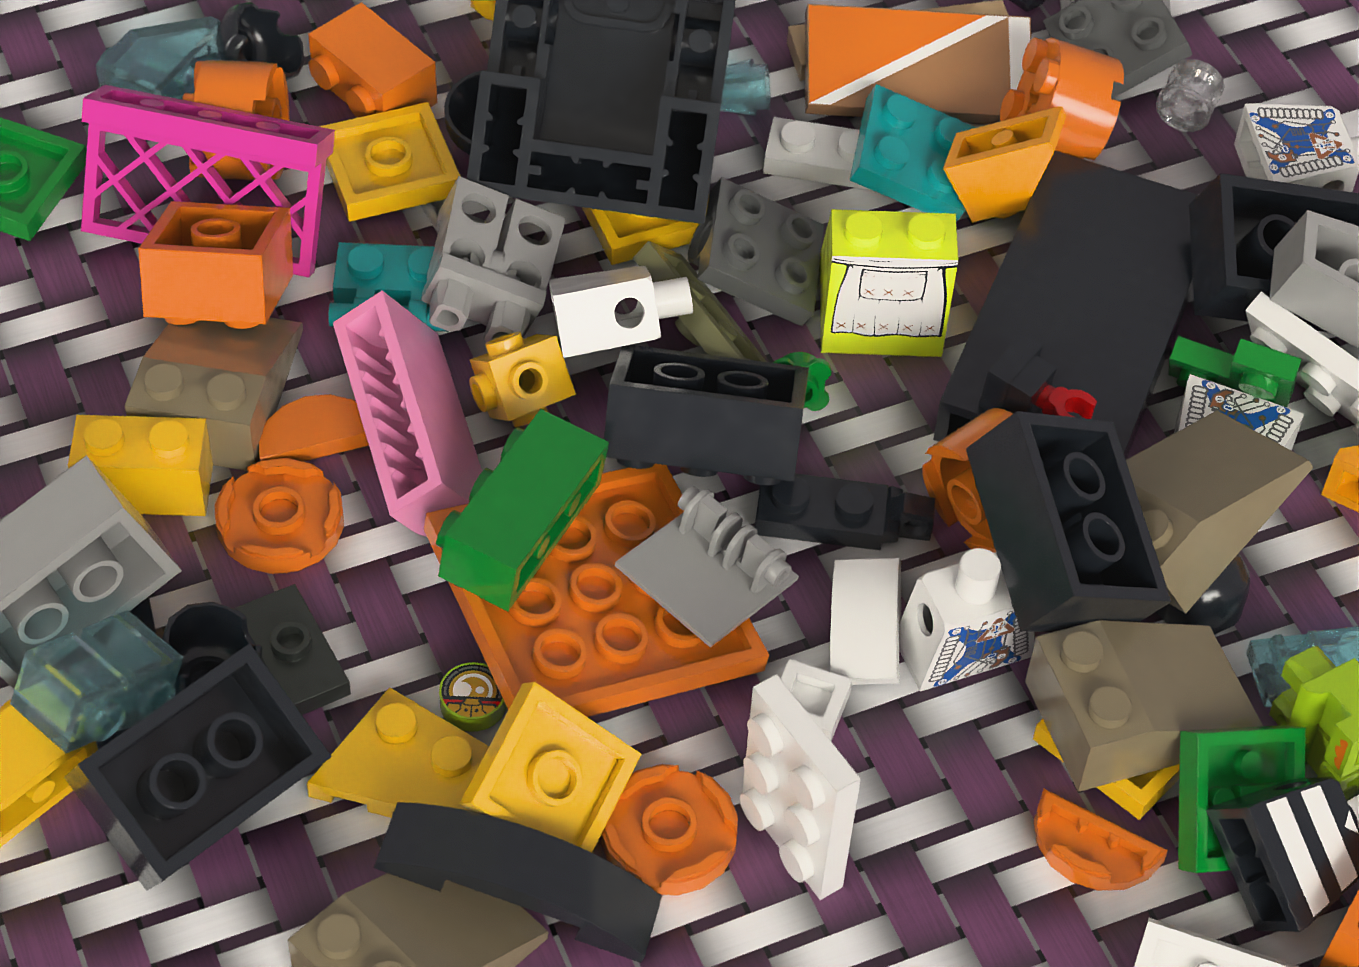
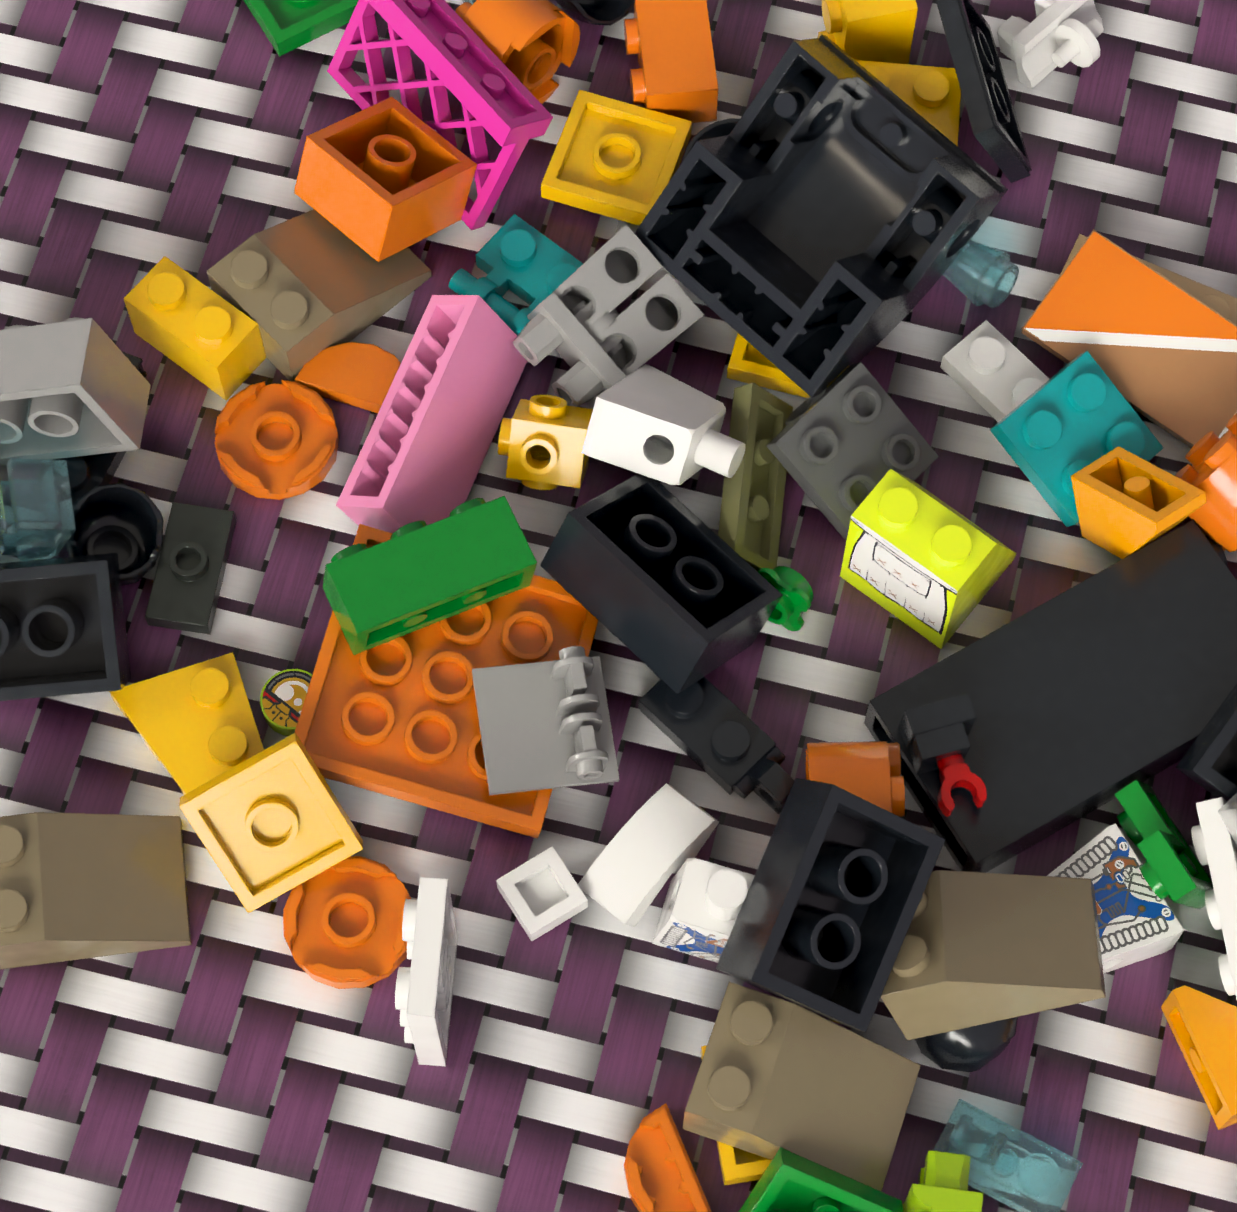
camera: 40 degrees right, 15 degrees up
(522, 868) = (192, 888): black slope -> none

